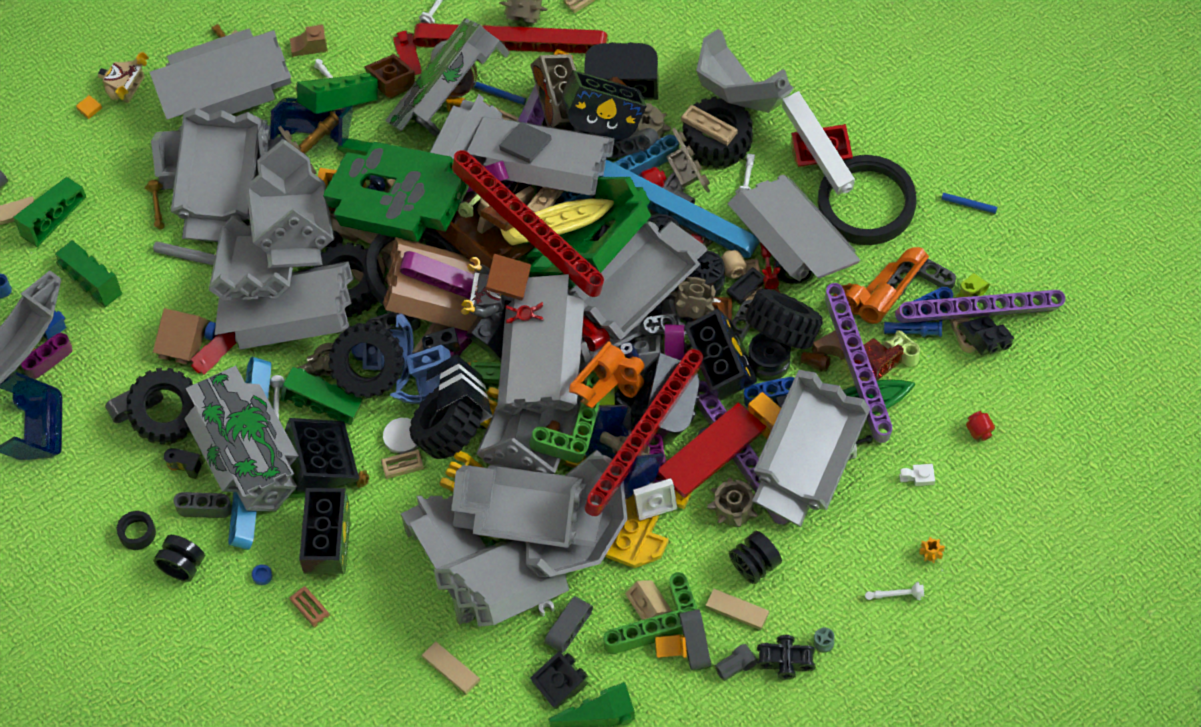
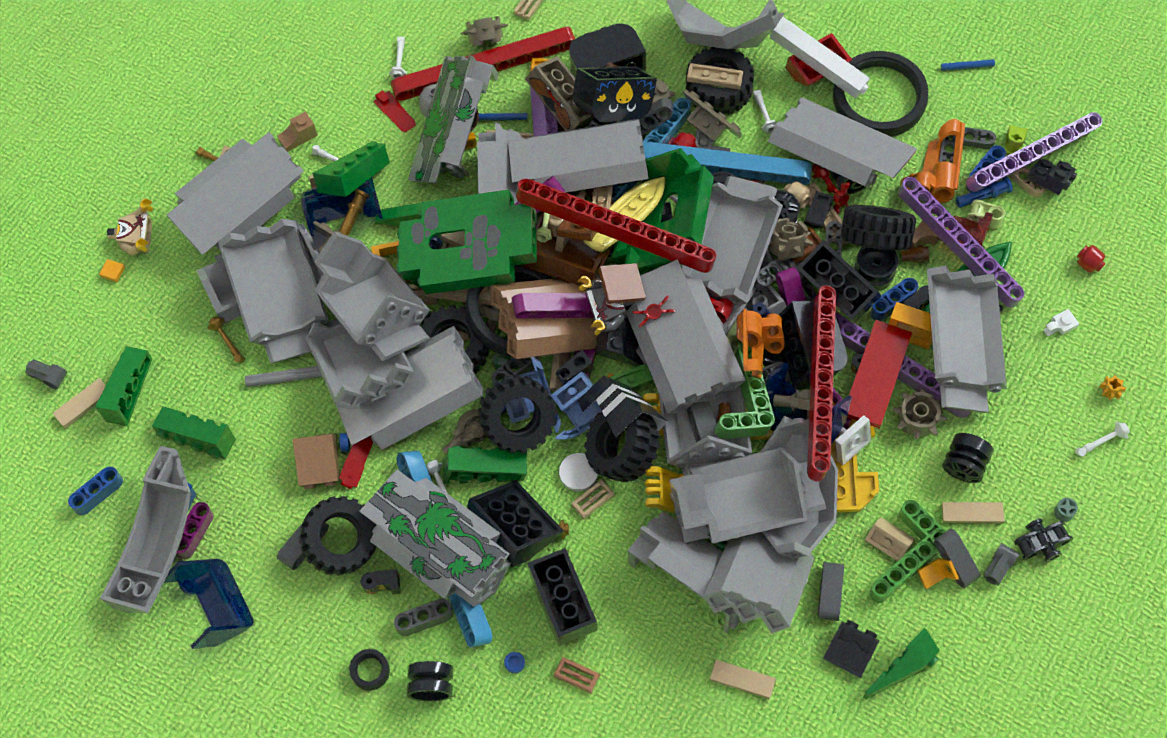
camera: 25 degrees left, 5 degrees up
(392, 75) = (394, 133): reddish brown slope -> none
(525, 142) = (564, 151): dark grey tile -> none

